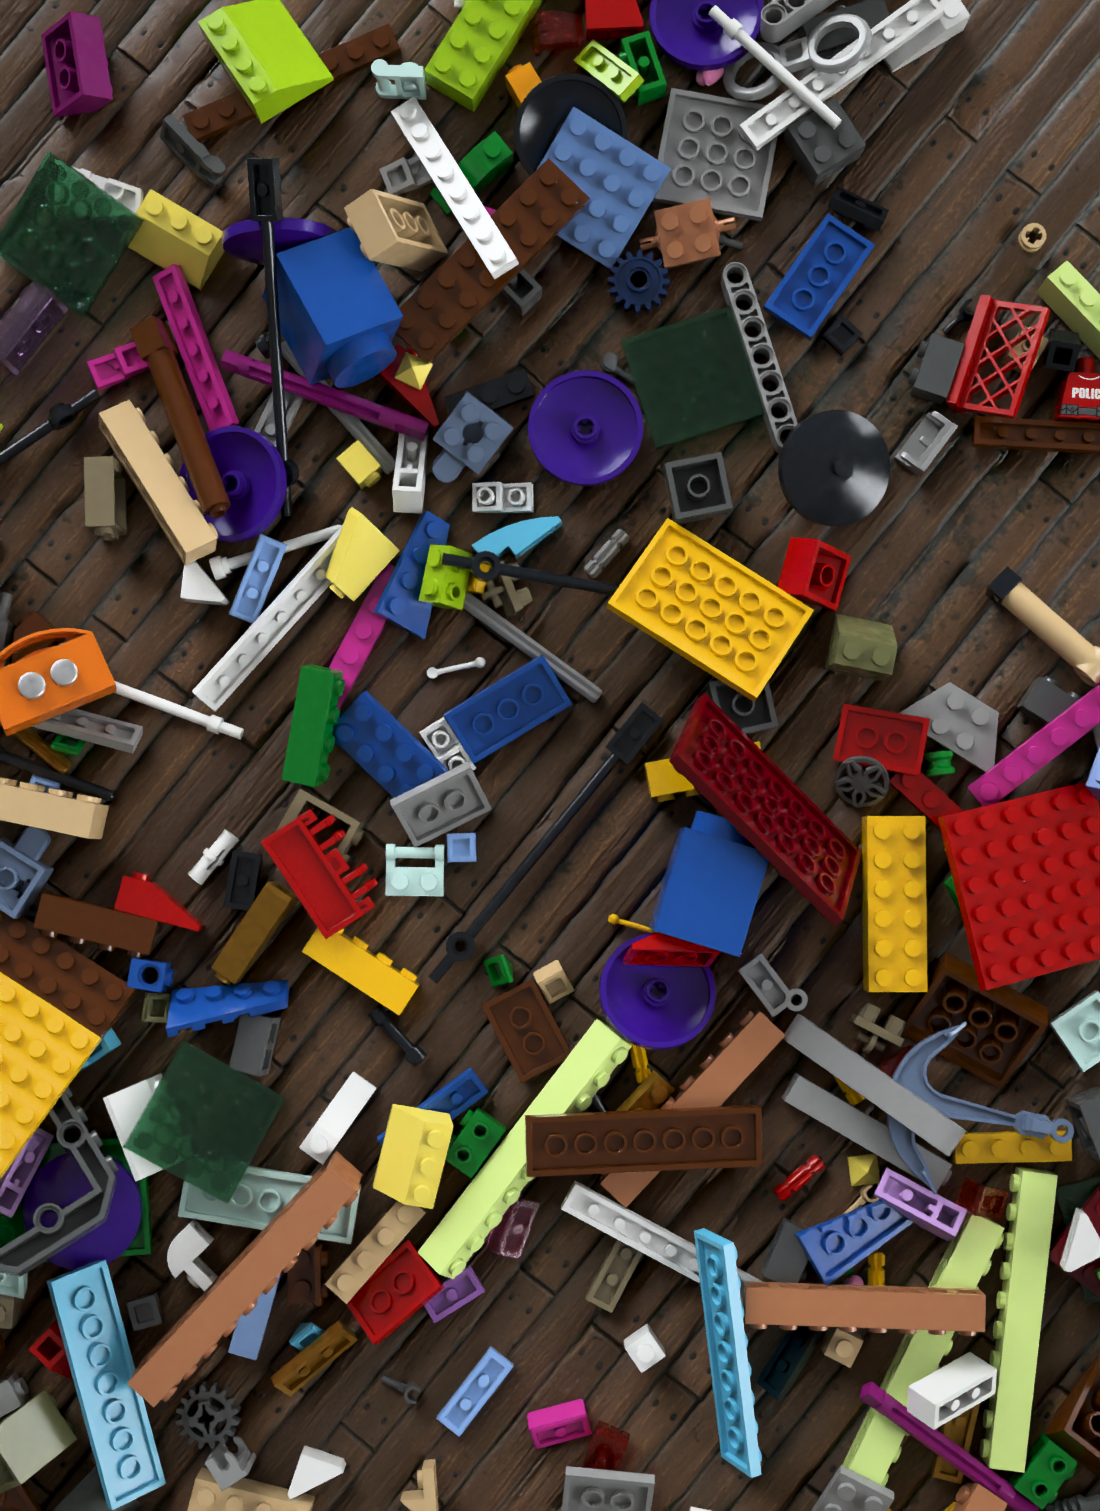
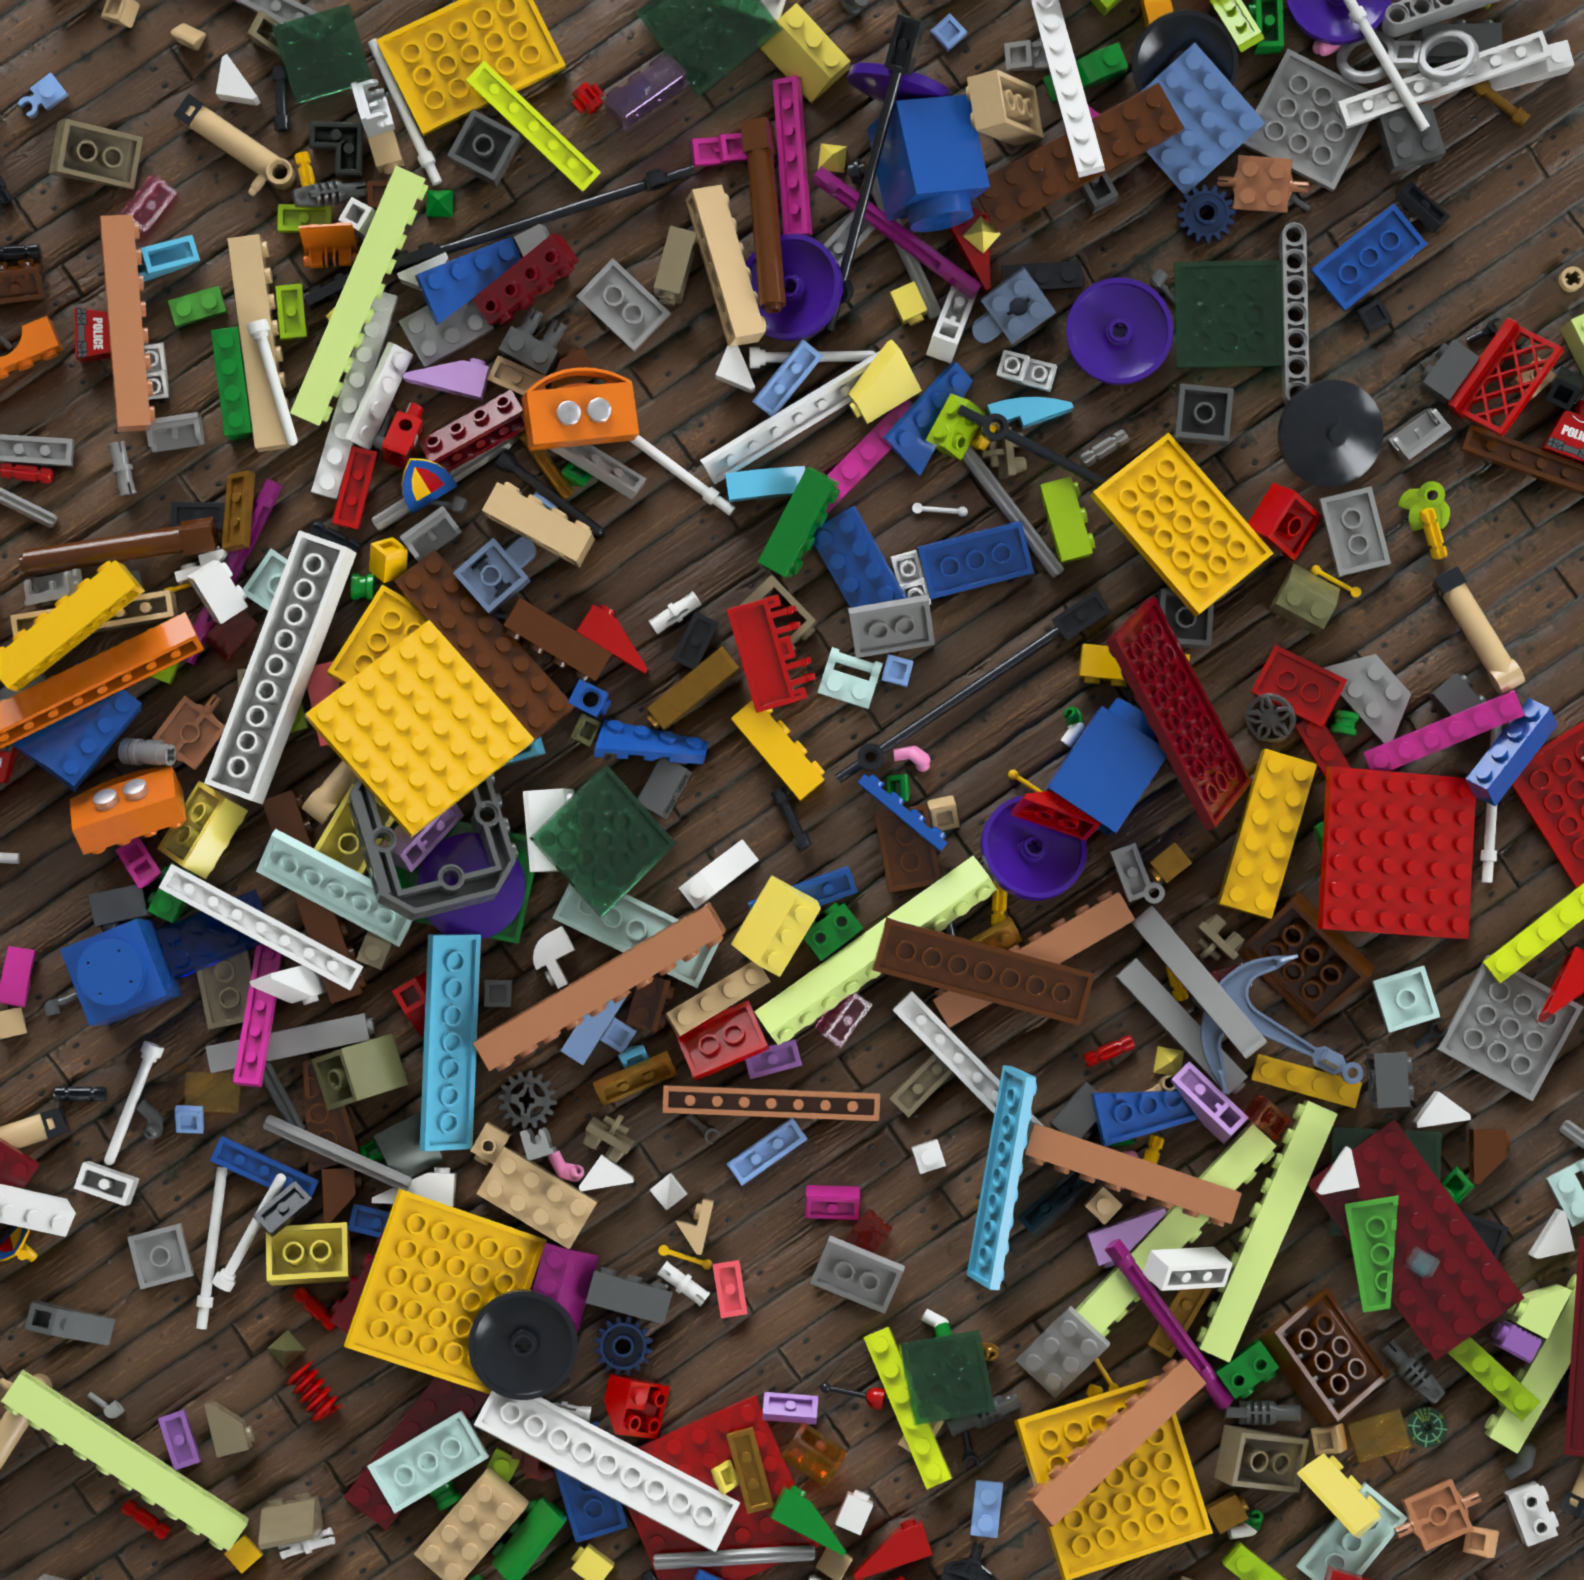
camera: 15 degrees right, 0 degrees up
(66, 554) = (623, 305): none -> light grey plate
(181, 1473) = (490, 1144): none -> tan brick
(238, 338) = (832, 157): none -> light yellow slope
(262, 696) = (763, 483): none -> medium azure slope
(270, 1475) = (565, 1170): none -> bright pink arm
(284, 1316) = (618, 1035): none -> light blue tile
(307, 1426) = (612, 1133): none -> dark tan hips
(319, 175) = (948, 32): none -> light blue tile
(384, 1465) = (668, 1191): none -> white slope
(462, 1343) = (771, 1102): none -> nougat brick
(498, 990) = (894, 804): none -> blue plate
(506, 930) = (915, 754): none -> bright pink arm
(589, 639) = (1066, 519): none -> lime brick
(662, 849) = (1075, 726): none -> arm
(802, 964) = (1168, 863): none -> pearl gold brick
(871, 1366) = (1128, 1230): none -> lavender slope
(889, 562) = (1354, 531): none -> light grey plate
(907, 624) = (1354, 592): none -> yellow hinge
(927, 87) = (1518, 116): none -> pearl gold bar
(952, 518) = (1417, 500): none -> lime plate
(971, 540) = (1433, 533): none -> yellow axle

